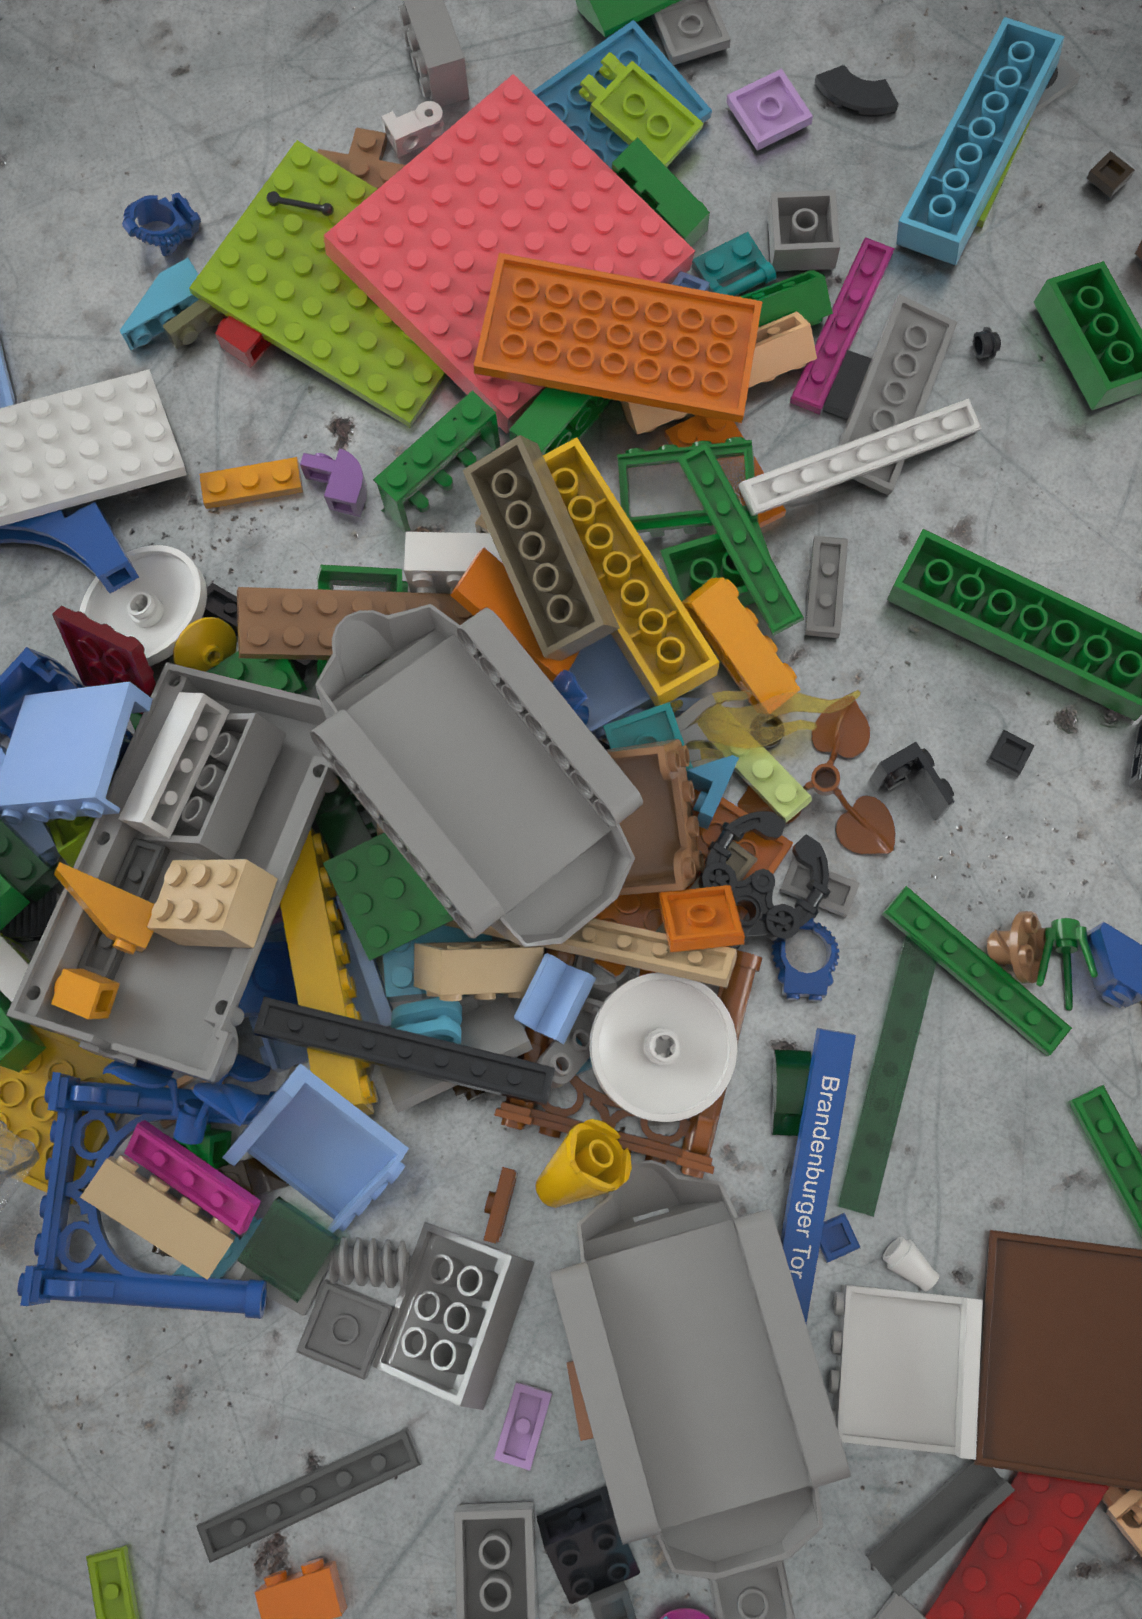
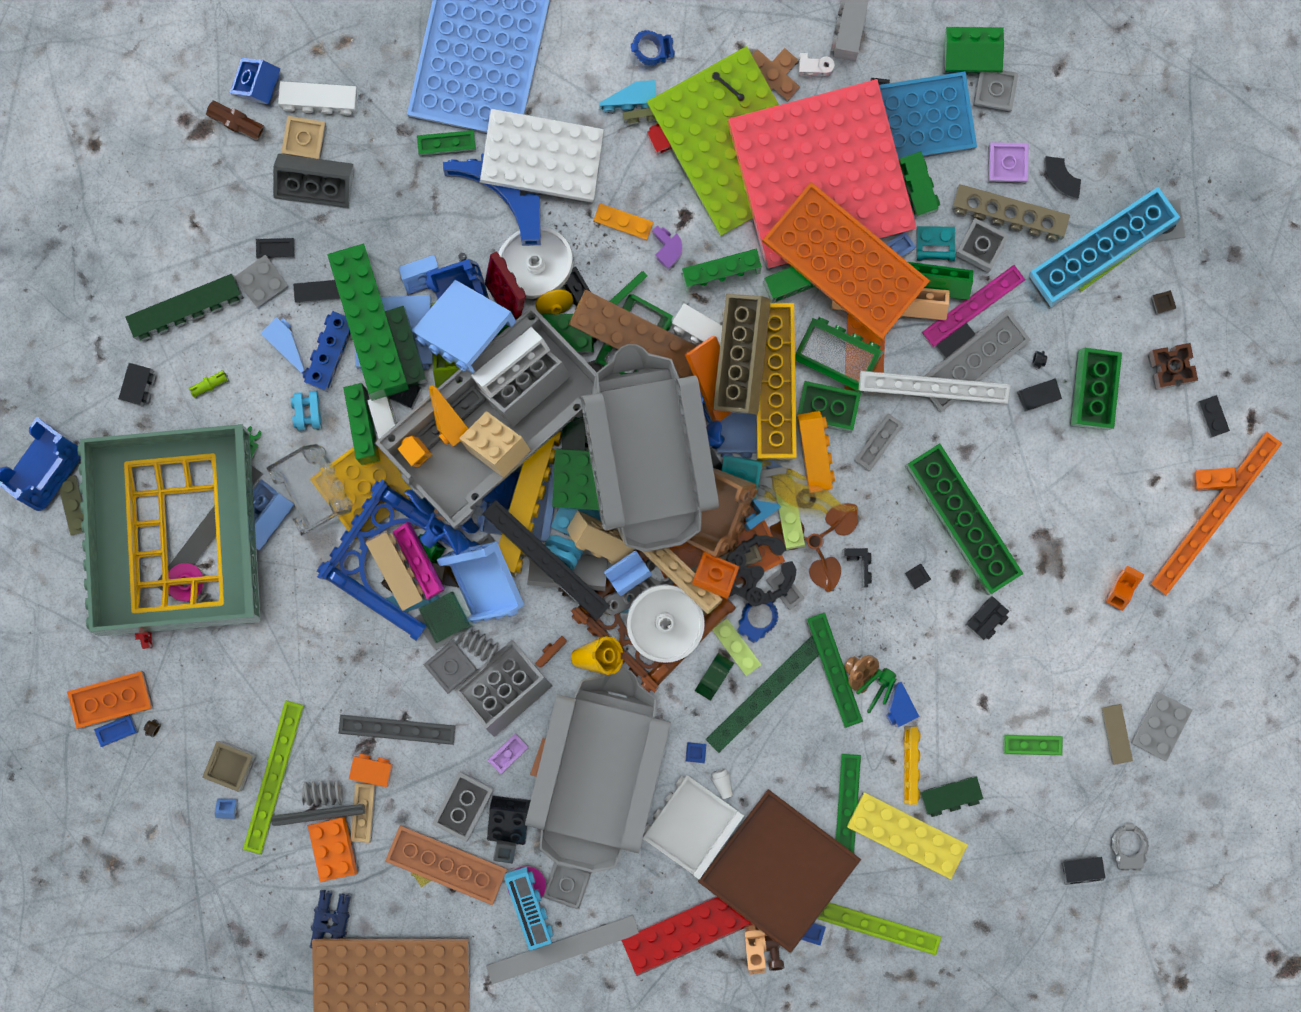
camera: 30 degrees right, 10 degrees up
(314, 558) = (628, 288): none -> green tile
(640, 108) = (937, 130): lime tile -> none
(740, 539) = (845, 398): green tile -> none
(788, 1018) = (736, 647): none -> yellowish green plate
(815, 1157) = (704, 714): blue tile -> none
(827, 158) = (1058, 219): none -> dark tan brick
(938, 1525) = (667, 897): dark grey fence -> none
(1020, 389) = (1039, 395): none -> black piece

